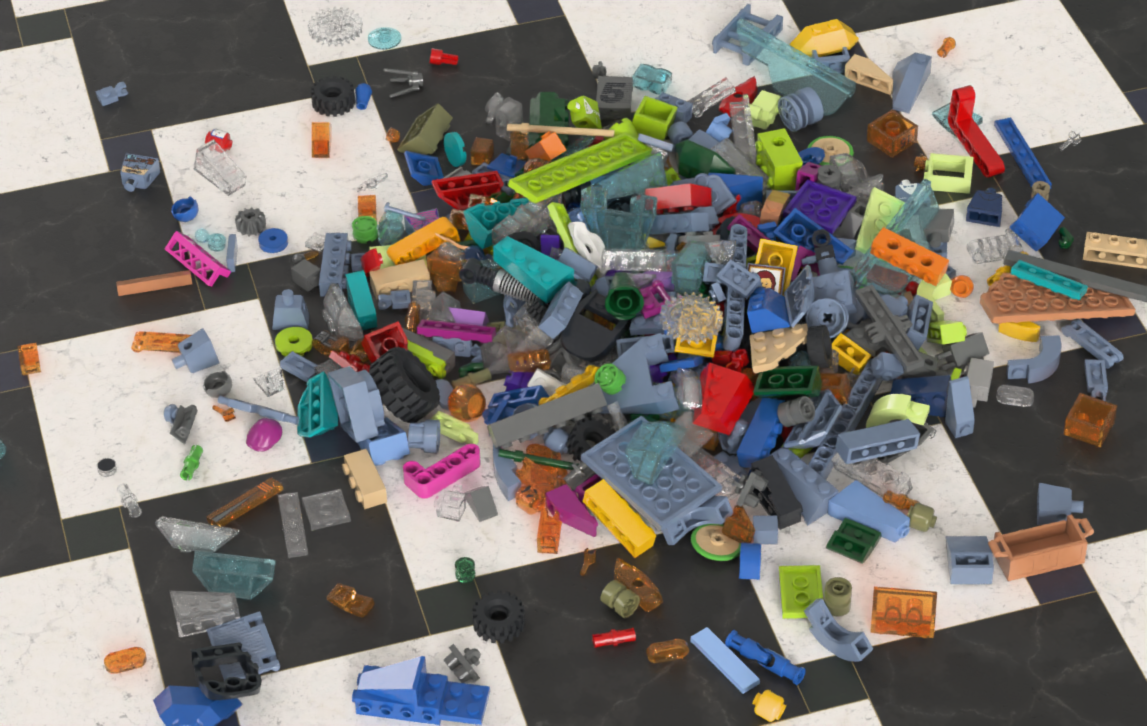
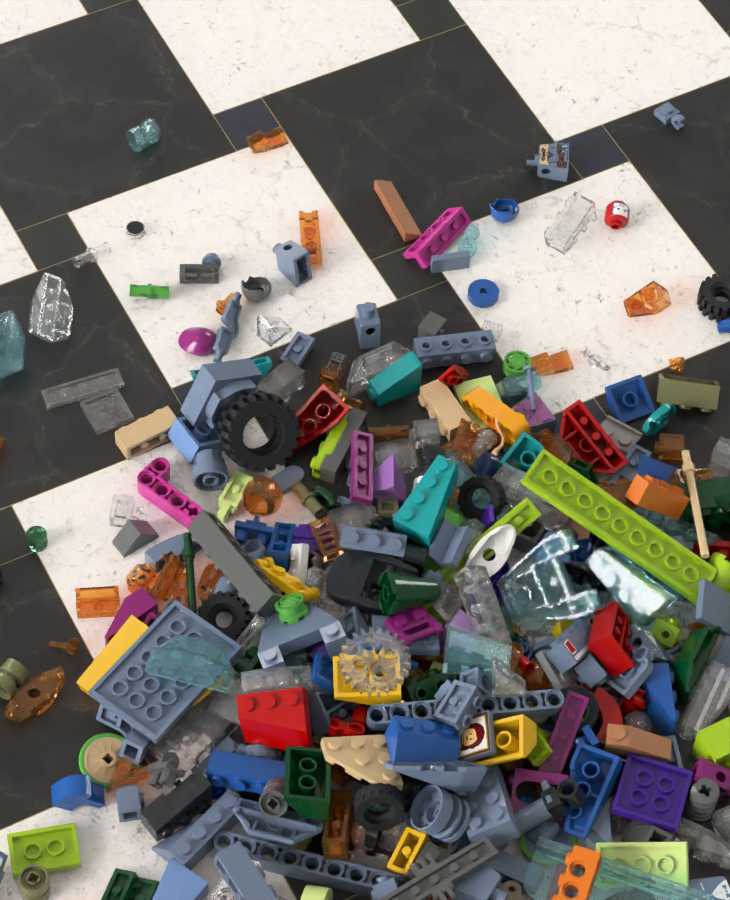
camera: 75 degrees right, 10 degrees up
(245, 502) = (103, 343): clear orange tile -> none
(250, 221) = (501, 267): dark grey gear -> none
(290, 334) = (335, 330): lime tile -> none
(299, 257) = (459, 320): piece -> none
(345, 360) = (296, 387): red plate -> none
(355, 261) = (473, 370): sand blue tile -> none
(398, 299) = (413, 411): sand blue plate -> none

